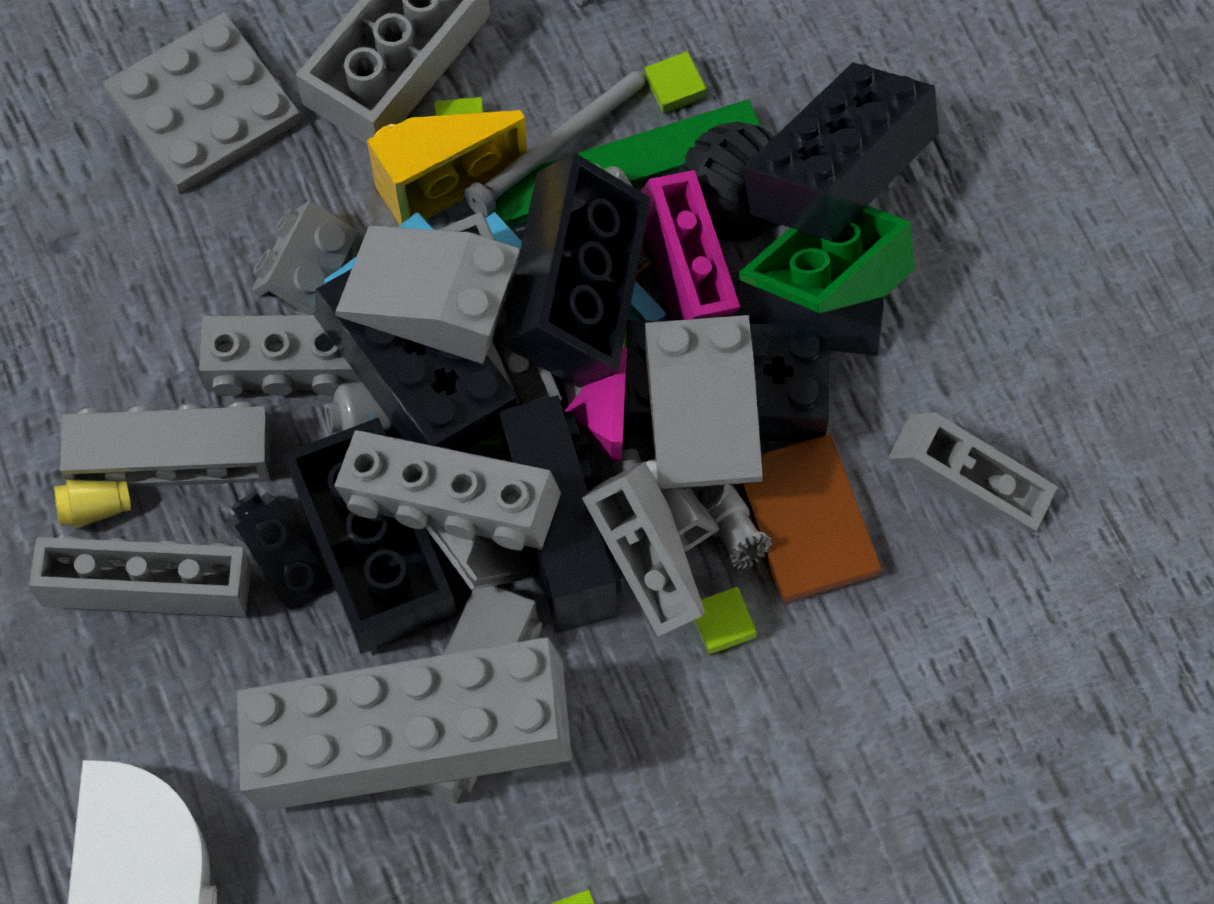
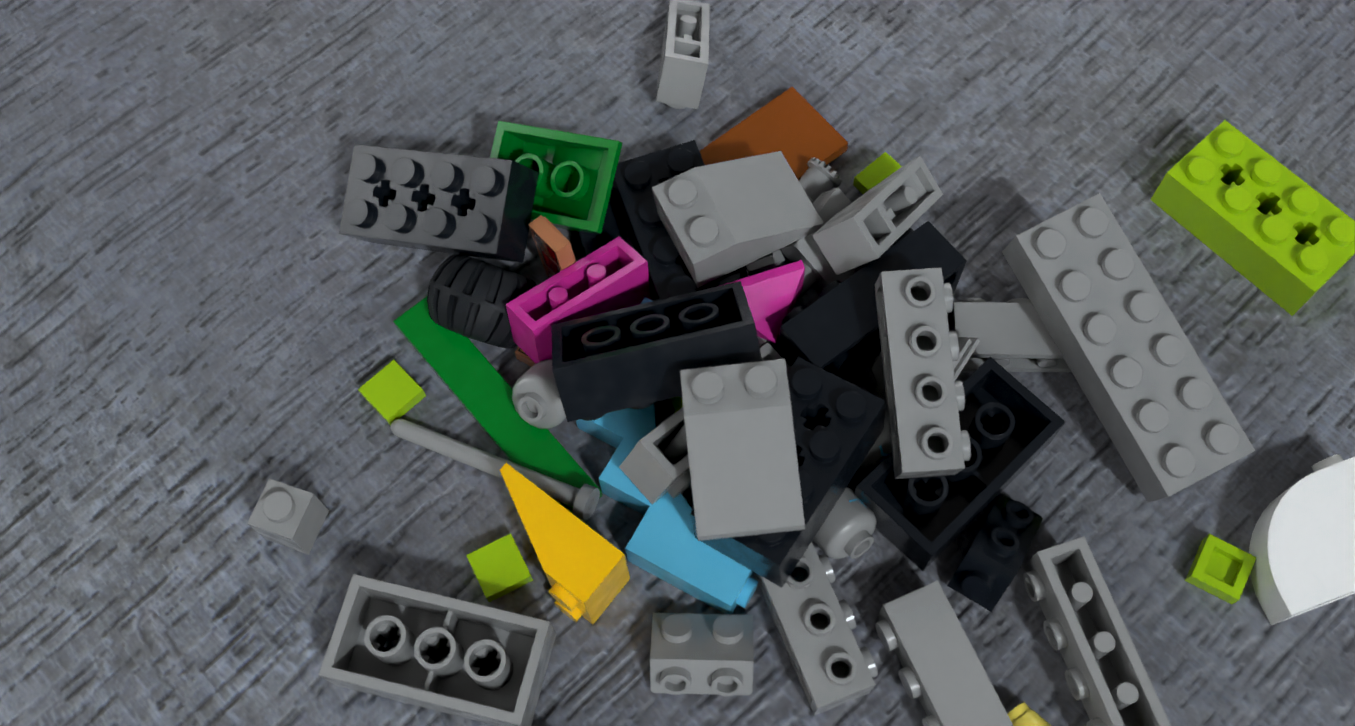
camera: 110 degrees left, 0 degrees up
(164, 748) = (1220, 569): none -> lime tile
(744, 239) = (552, 246): none -> nougat tile

